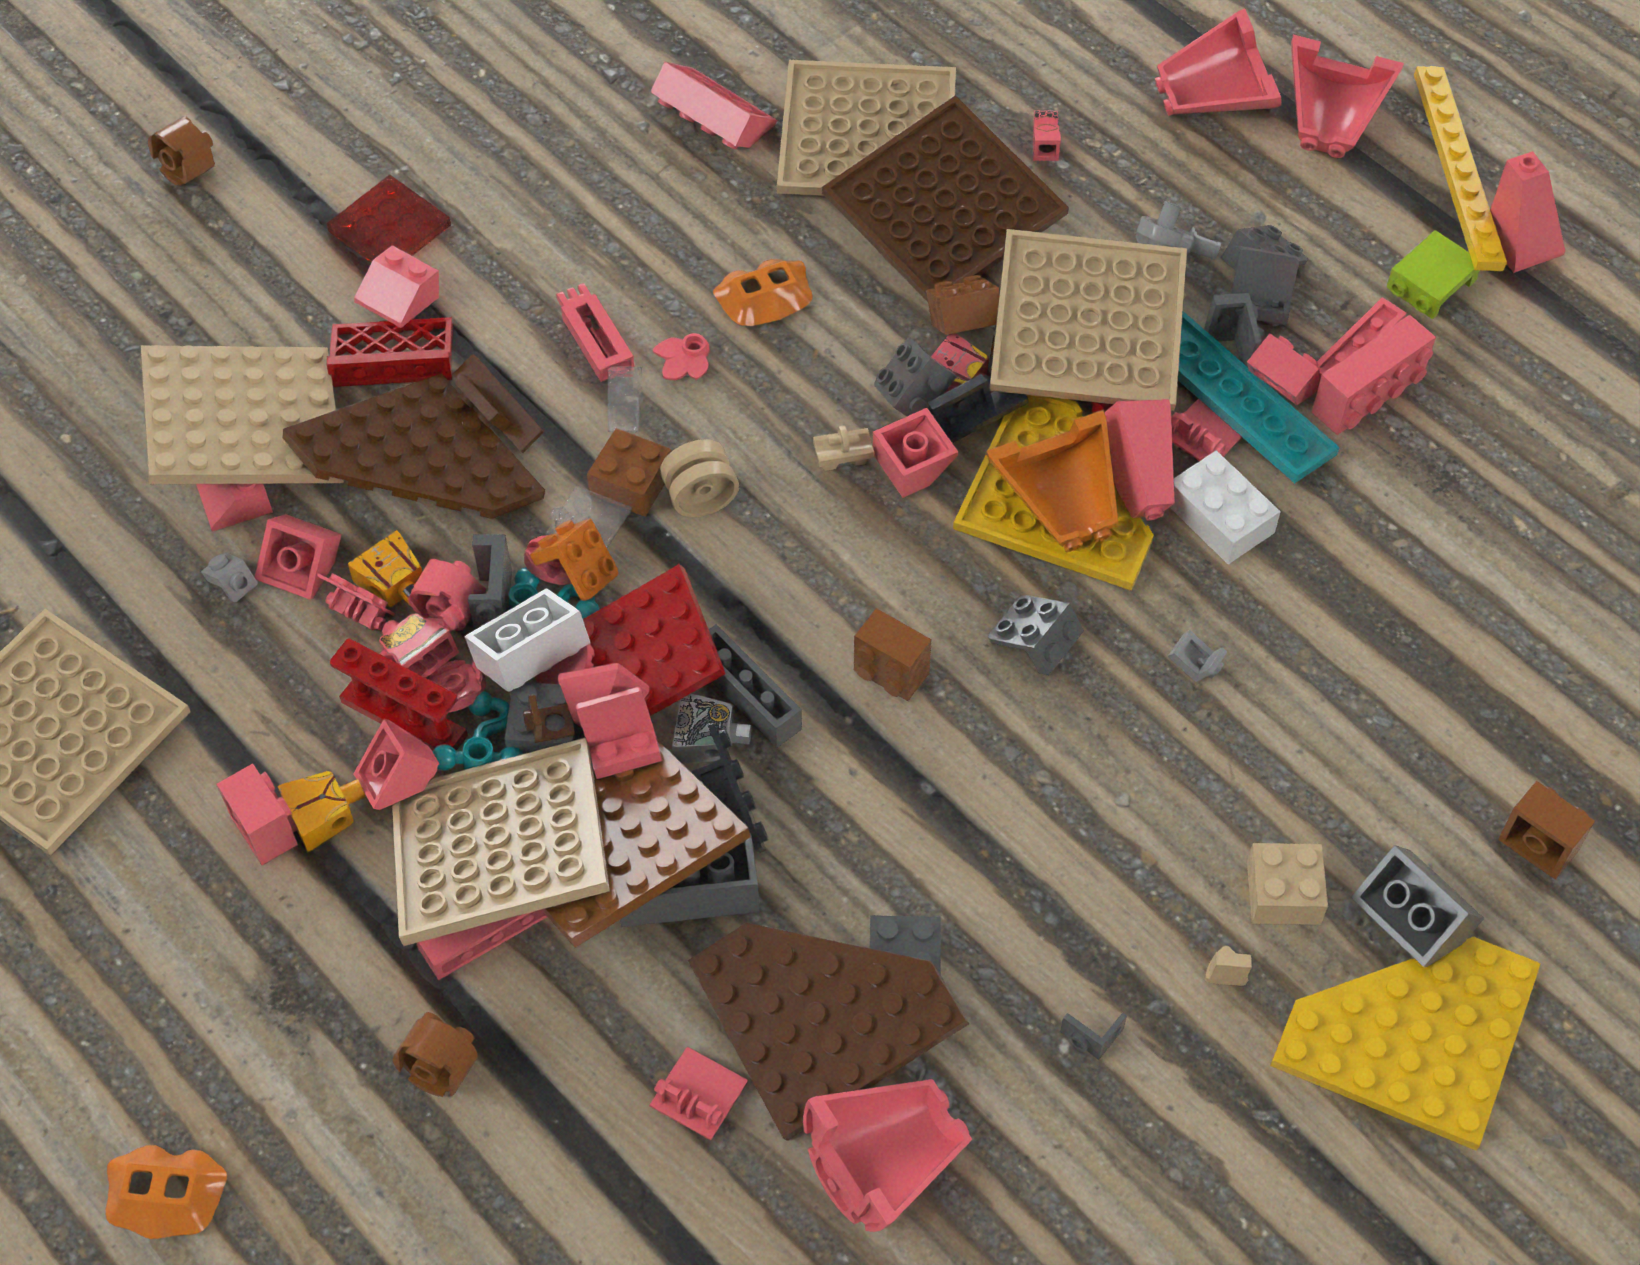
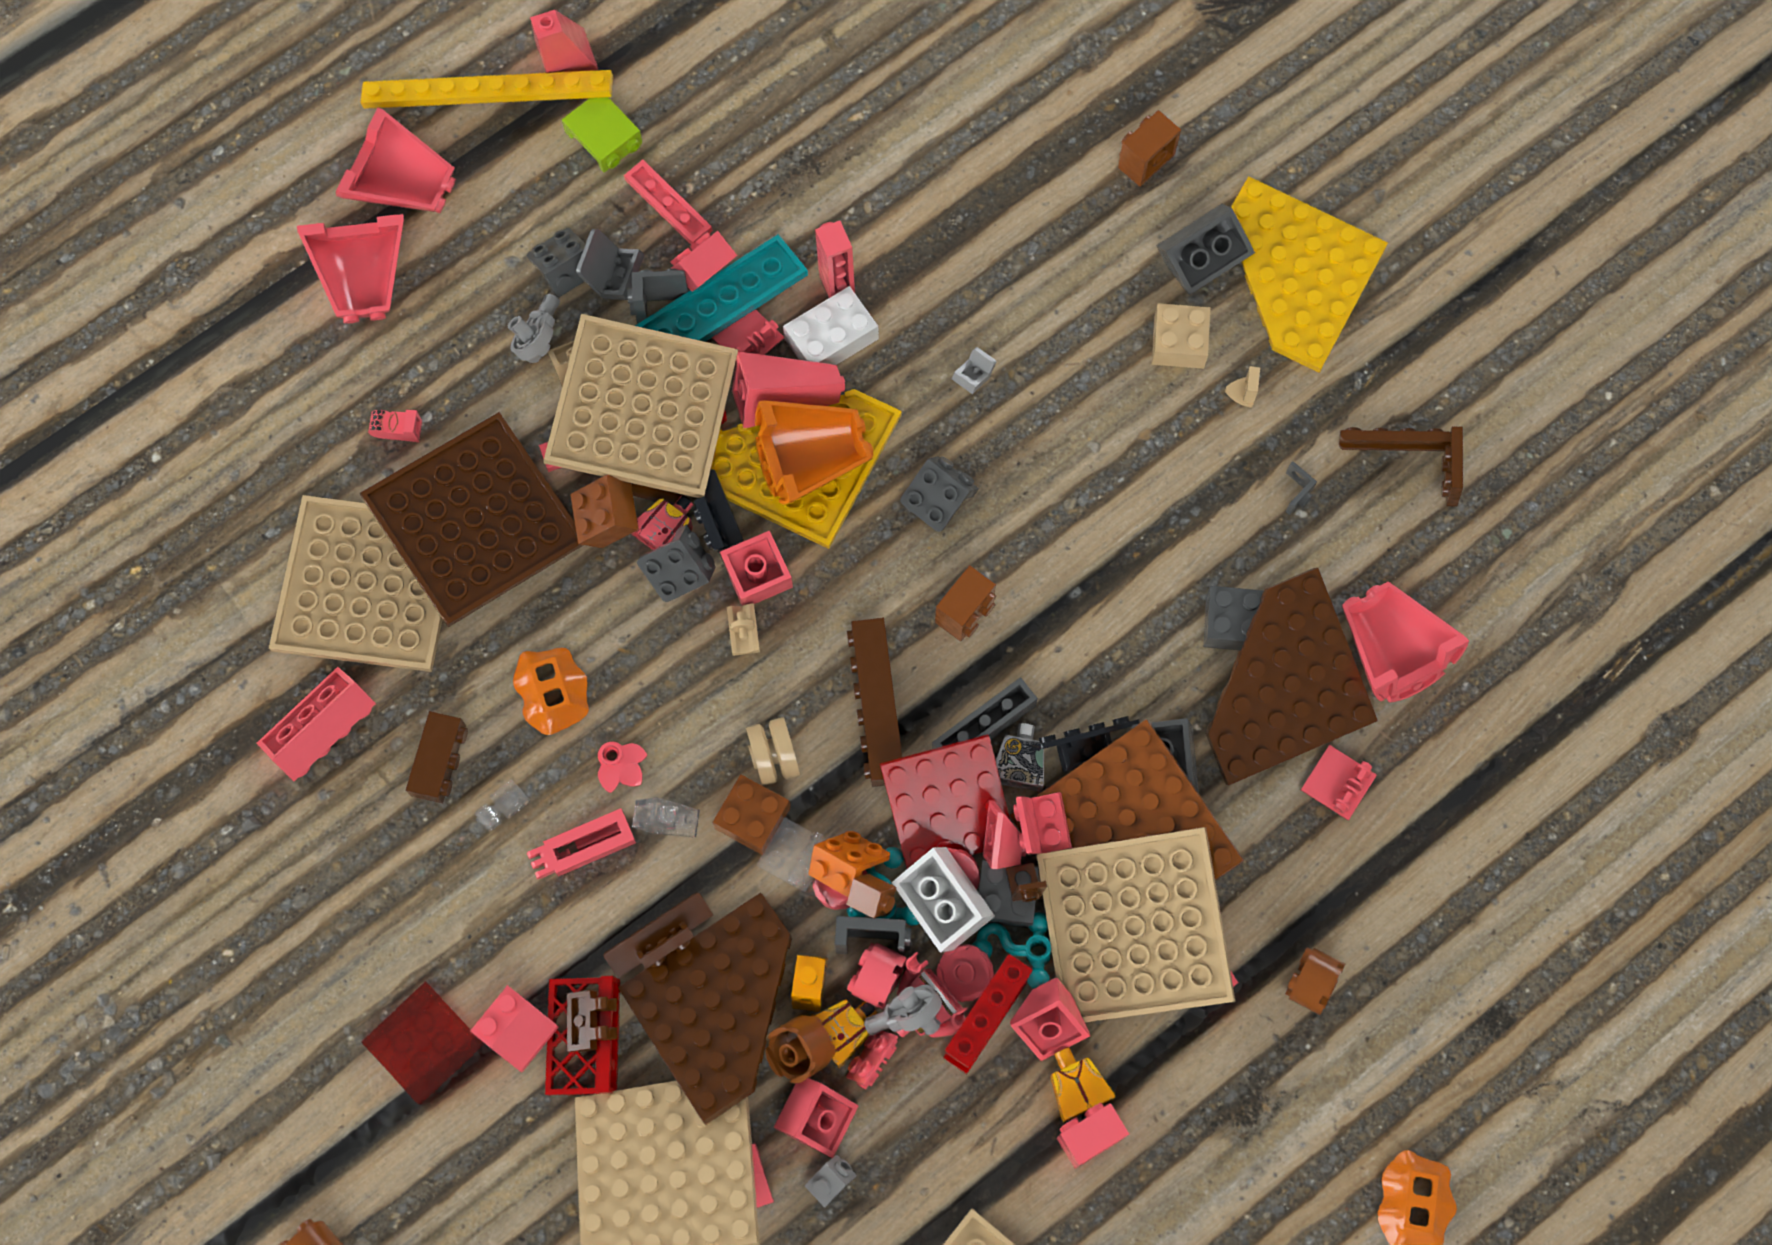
camera: 85 degrees left, 15 degrees up
(364, 521) = (799, 1048): none -> dark orange brick
(390, 338) = (582, 1020): none -> reddish brown plate
(399, 614) = (909, 1012): none -> light grey pin
(444, 534) = (809, 983): none -> light orange torso
(530, 570) = (871, 896): none -> brick
(637, 263) = (507, 800): none -> clear plate
(682, 201) = (437, 757): none -> reddish brown brick
(779, 580) = (876, 696): none -> reddish brown brick
(1160, 1219) = (1412, 440): none -> reddish brown bracket
(1302, 479) = (834, 258): none -> coral brick
(1373, 375) = (713, 192): coral brick -> none

